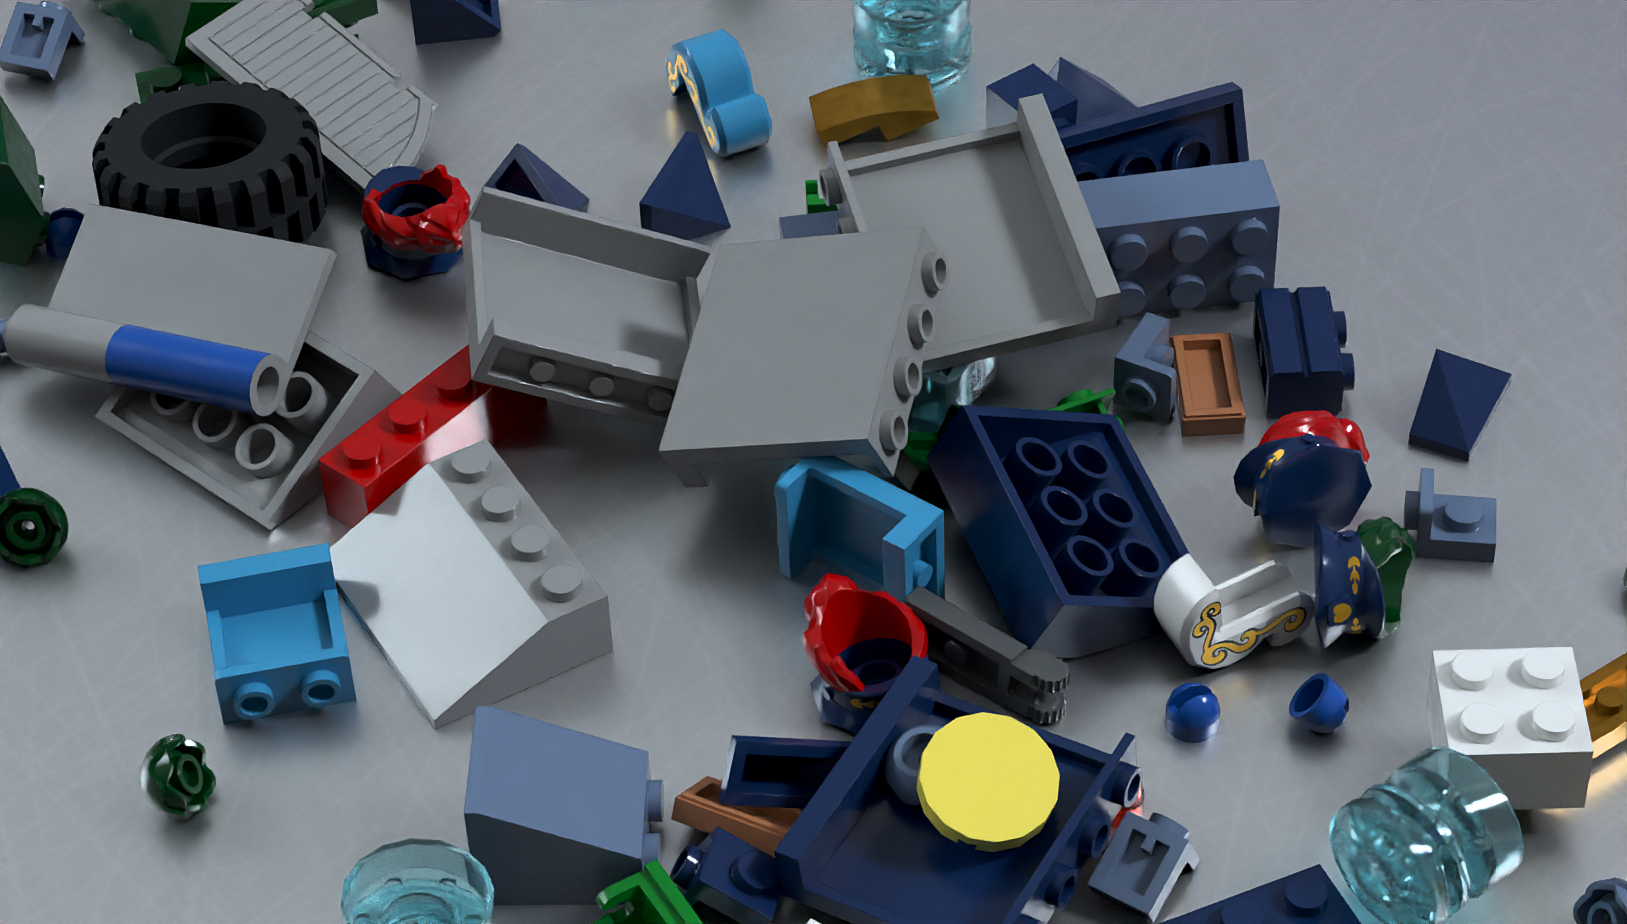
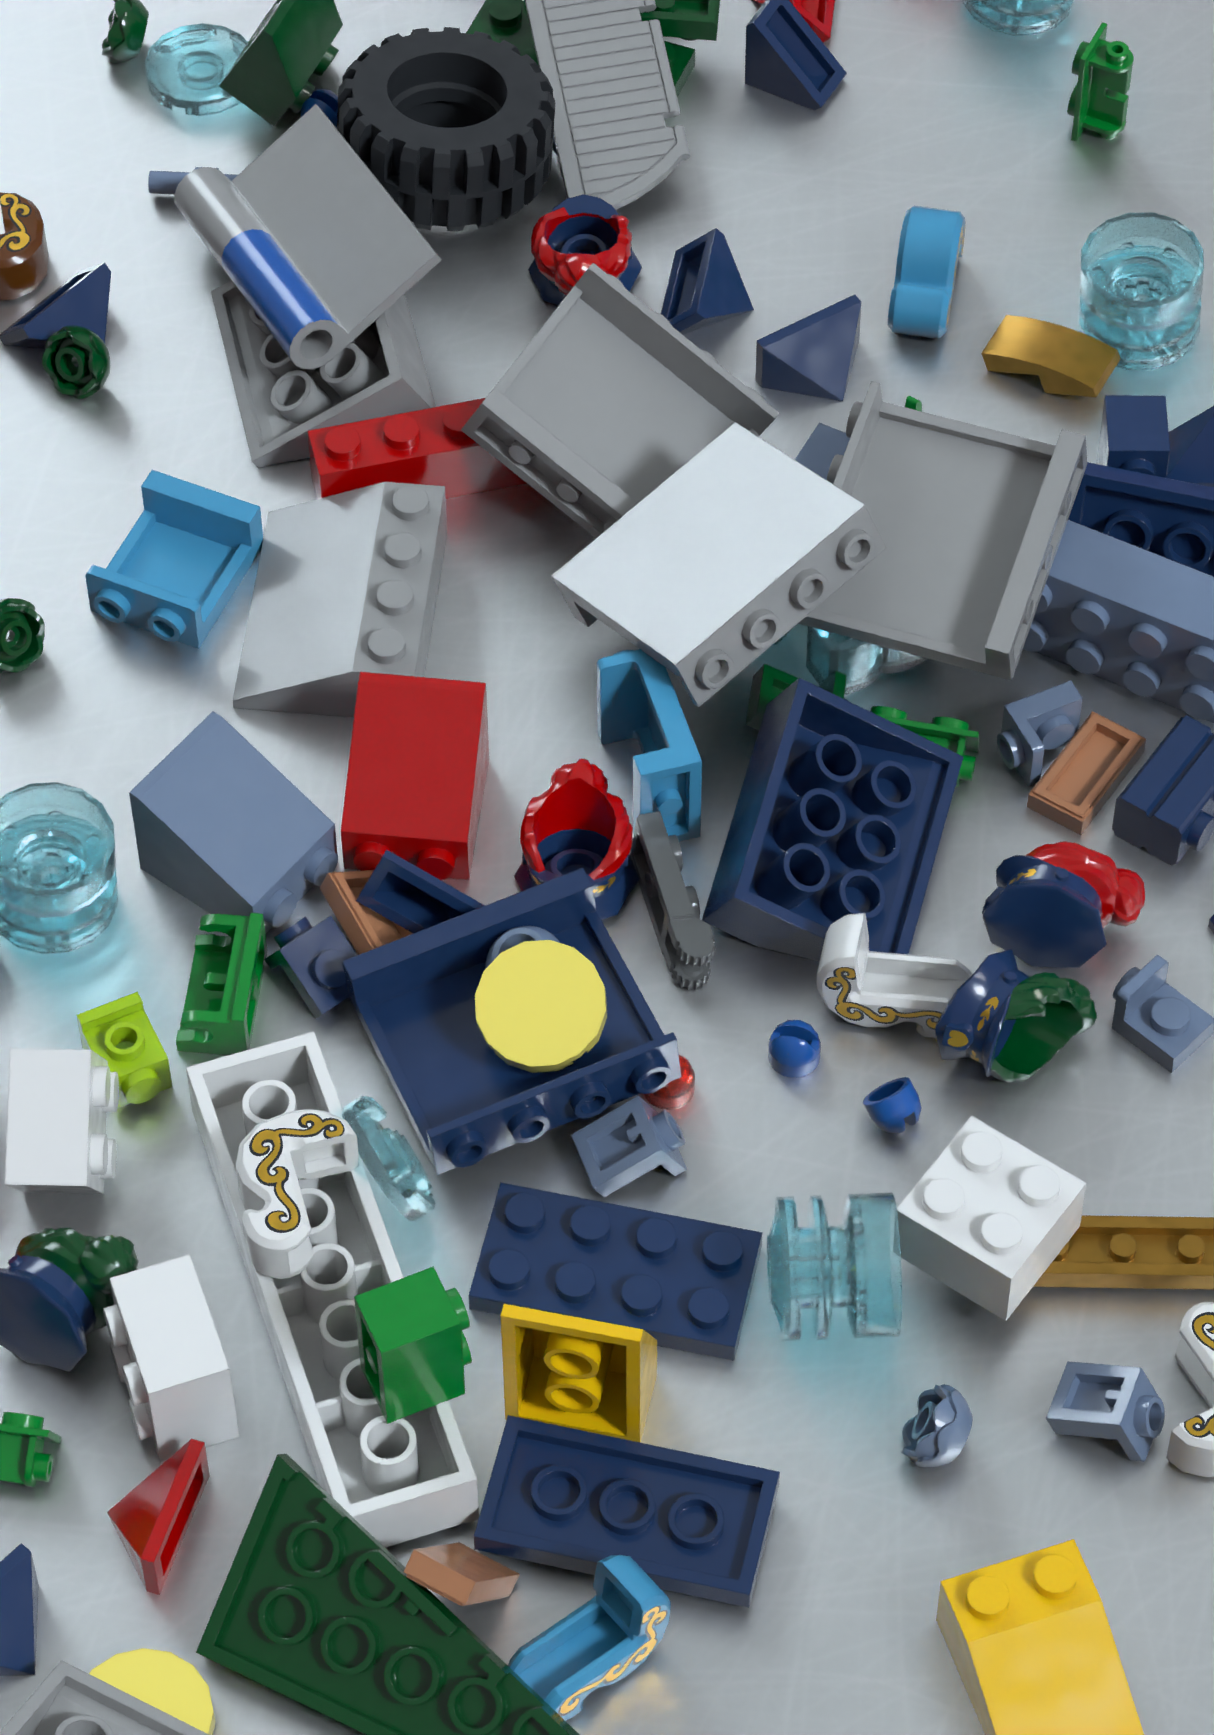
camera: 35 degrees right, 10 degrees up
(676, 672) = (416, 773): none -> red slope

